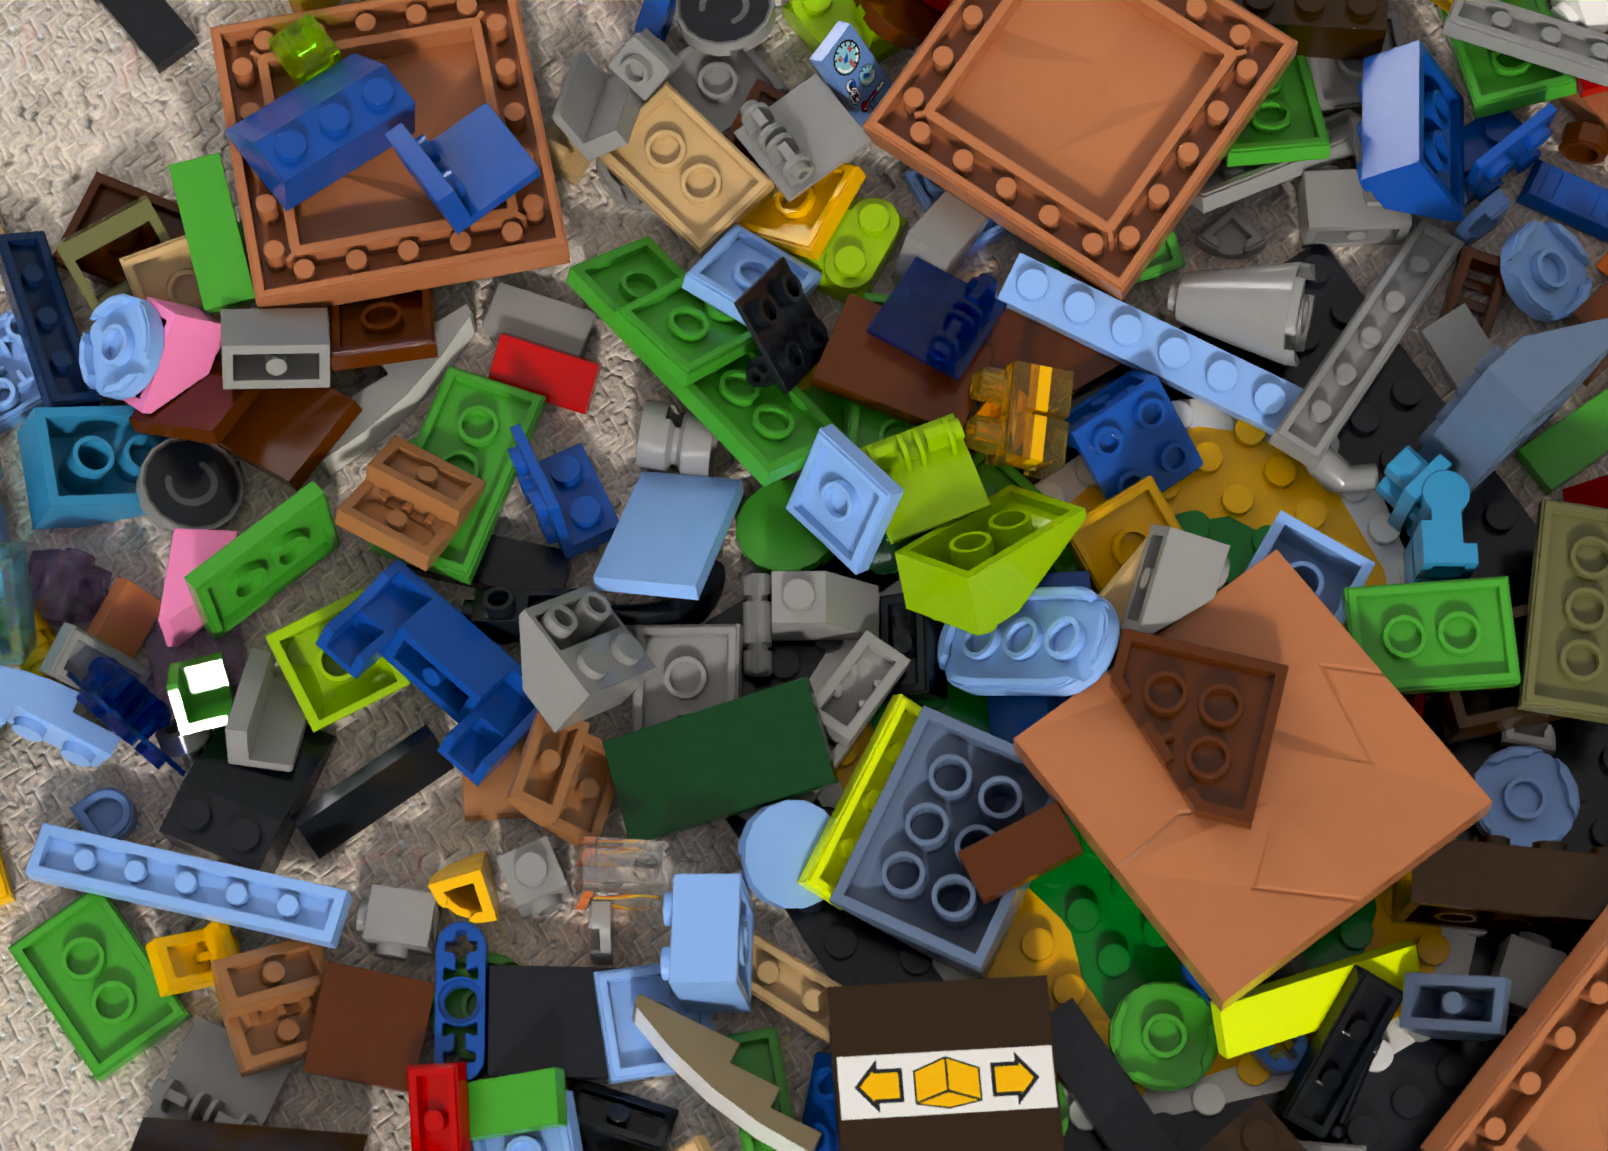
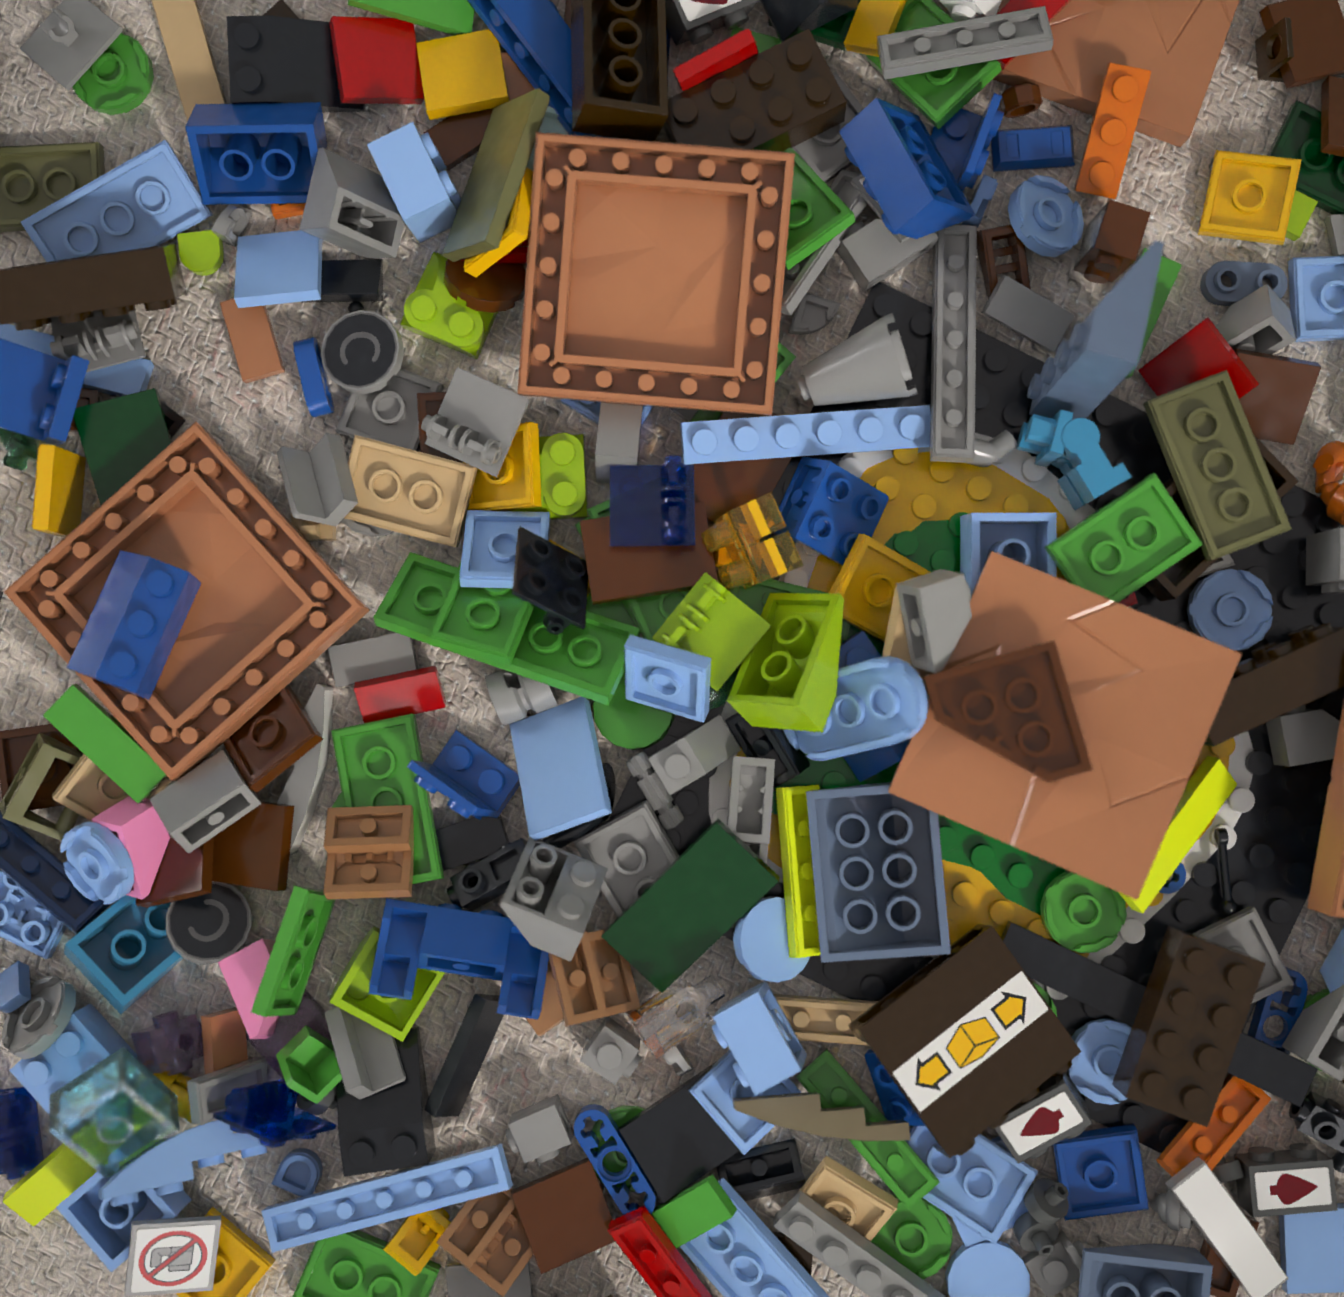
camera: 30 degrees left, 15 degrees up
(304, 49) = (83, 571): clear neon green tile -> none
(467, 166) = (255, 595): blue bracket -> none
(468, 888) = (571, 1084): yellow brick -> none
(645, 63) = (332, 431): light grey bracket -> none
(851, 71) = (483, 351): medium blue tile -> none
(1020, 853) = (933, 862): reddish brown tile -> none
(1339, 1052) = (1207, 859): black tile -> none
(1455, 1006) = (1273, 789): sand blue slope -> none

